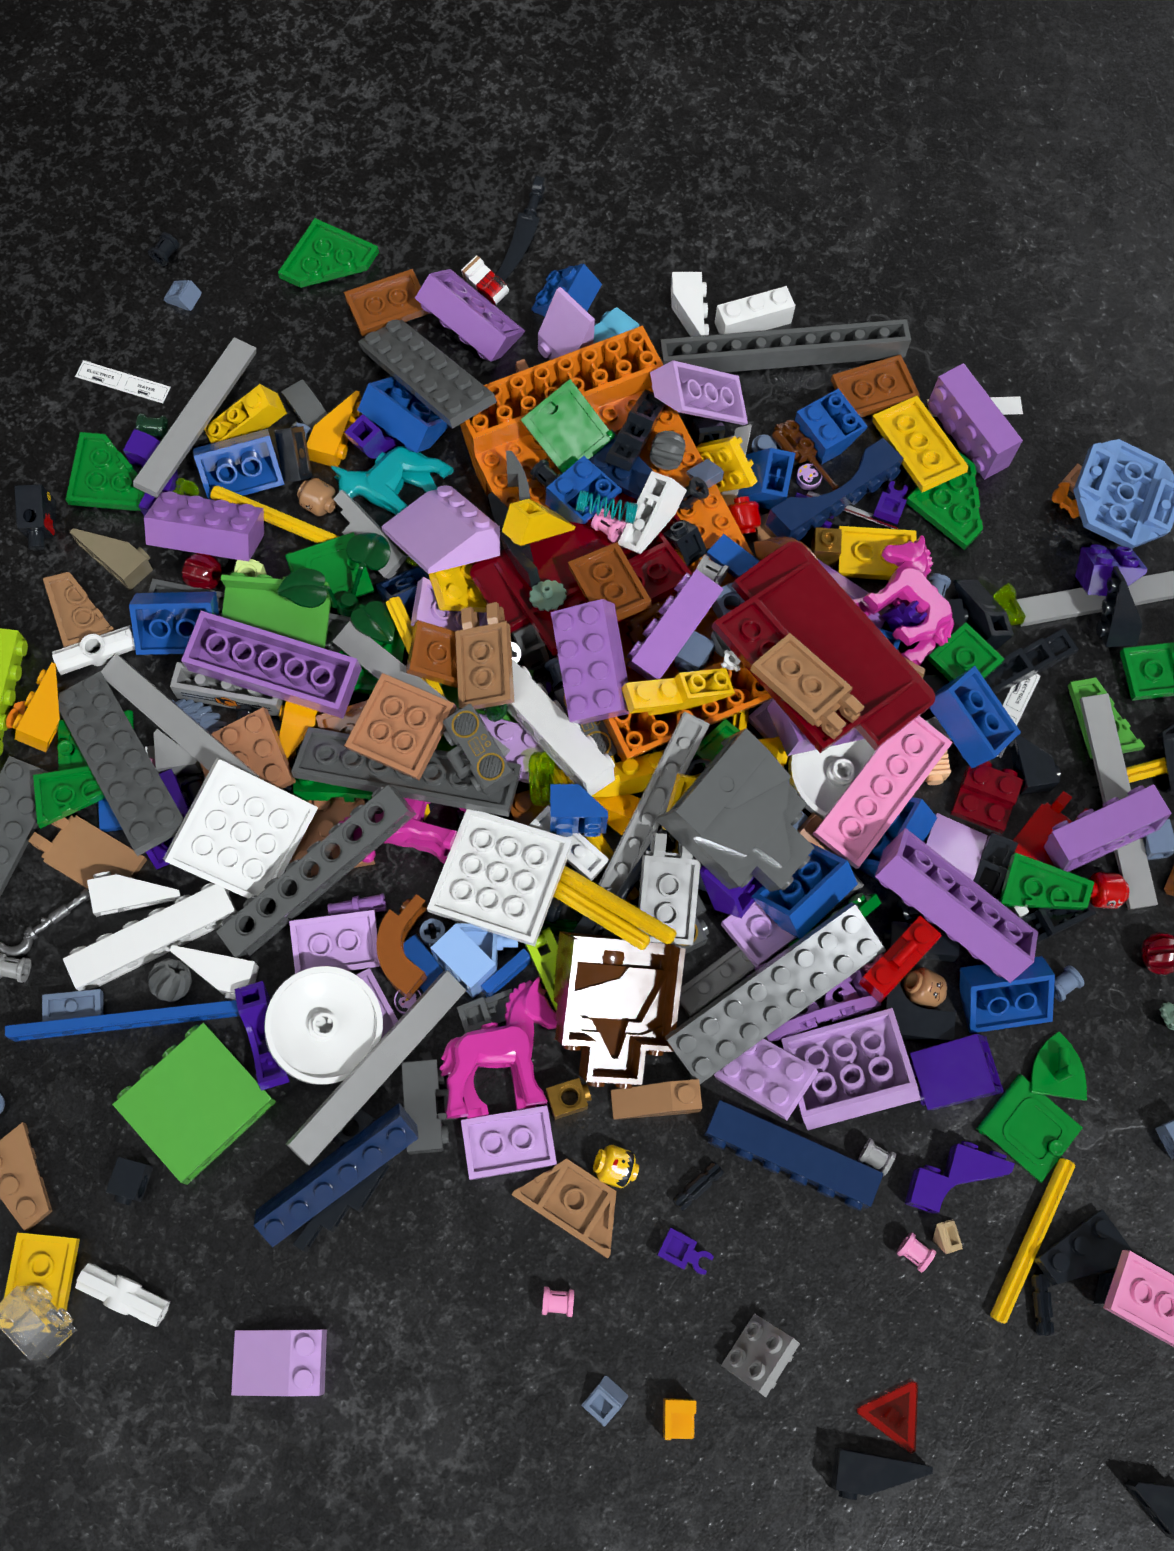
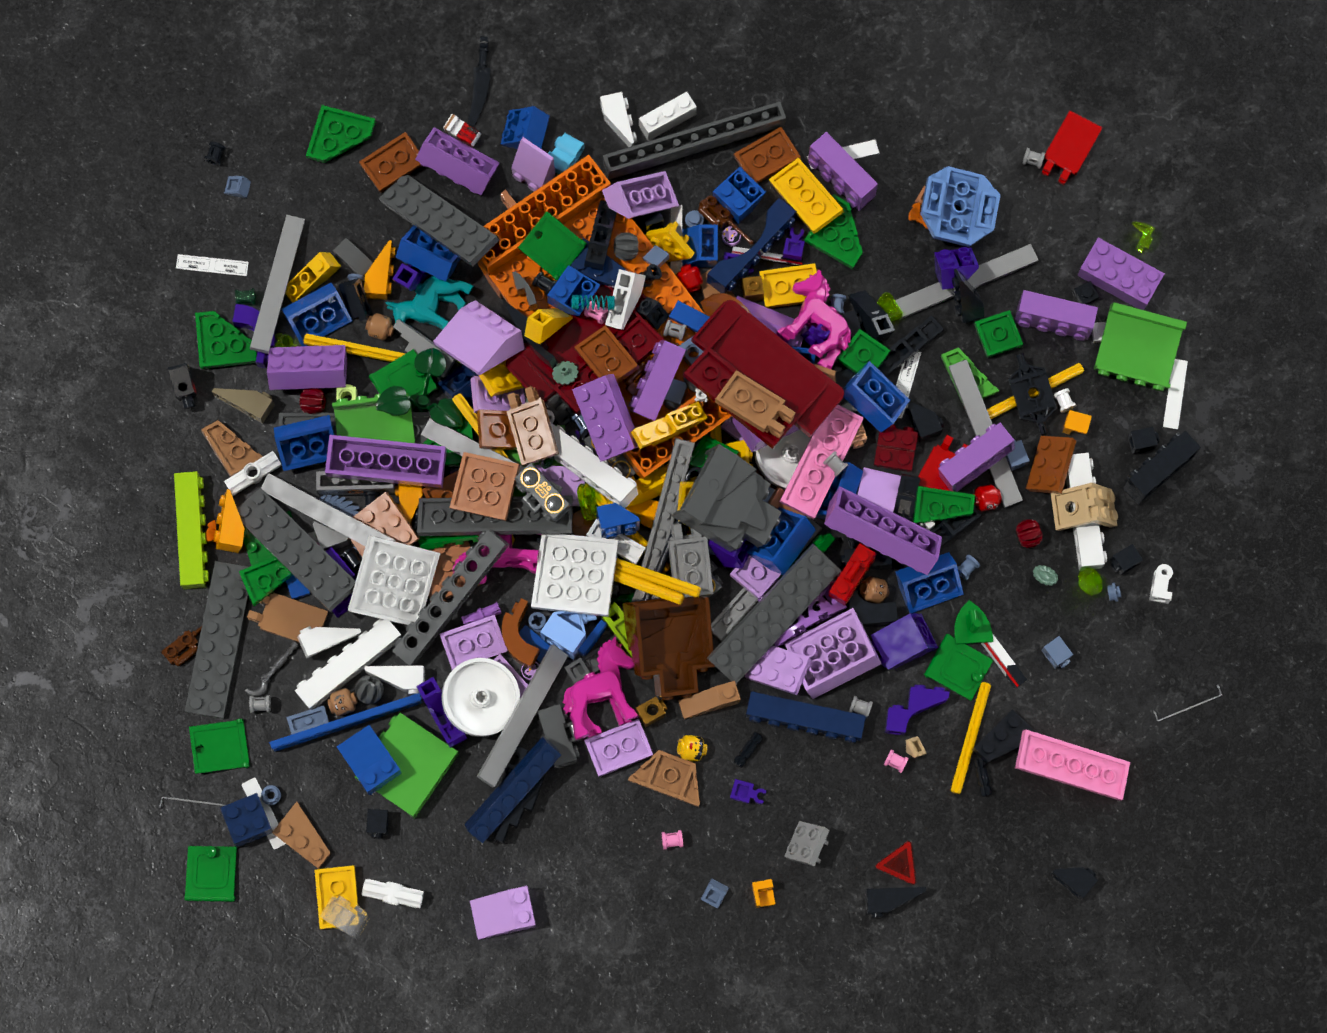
camera: 10 degrees left, 5 degrees up
(127, 990) = (342, 702): none -> medium nougat head
(137, 1085) = (369, 759): none -> blue slope
(903, 796) = (835, 463): none -> light grey bush
(1098, 1135) = (1004, 662): none -> sticker

